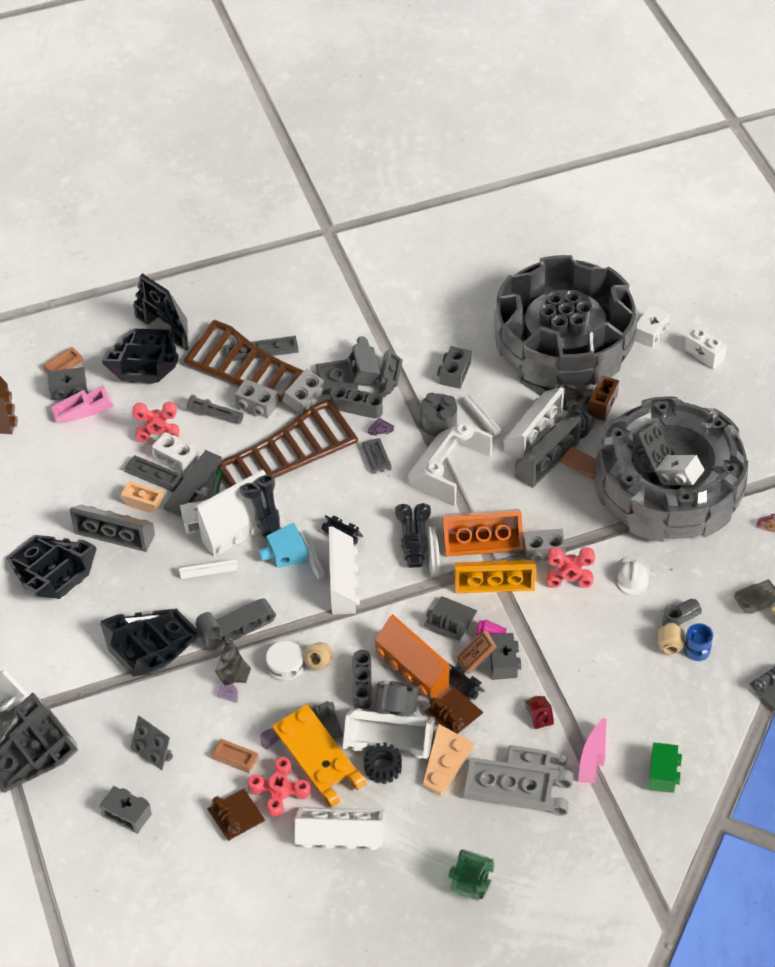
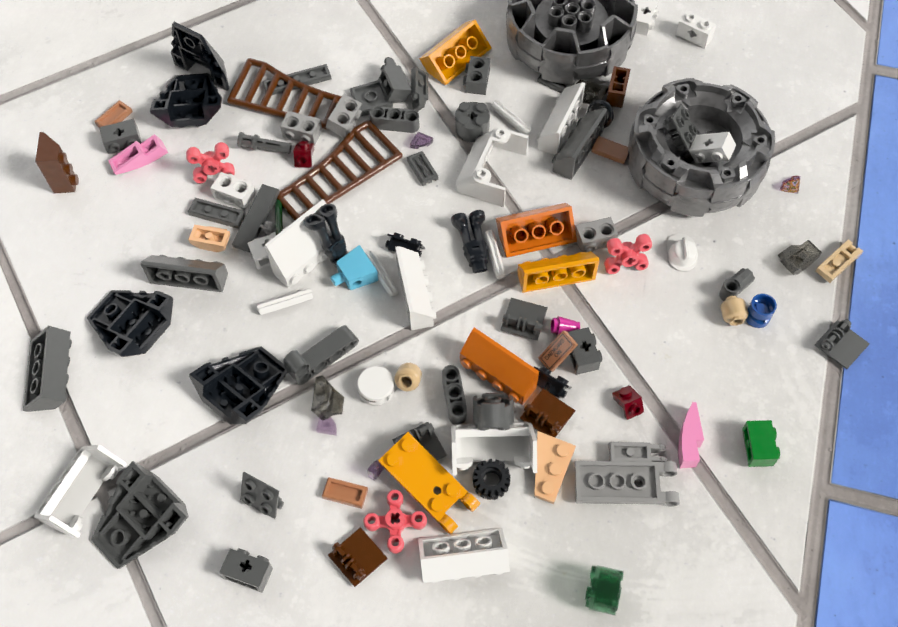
camera: 10 degrees left, 10 degrees up
(253, 425) = (303, 154): none -> dark red bracket
(429, 343) = (451, 54): none -> light orange slope

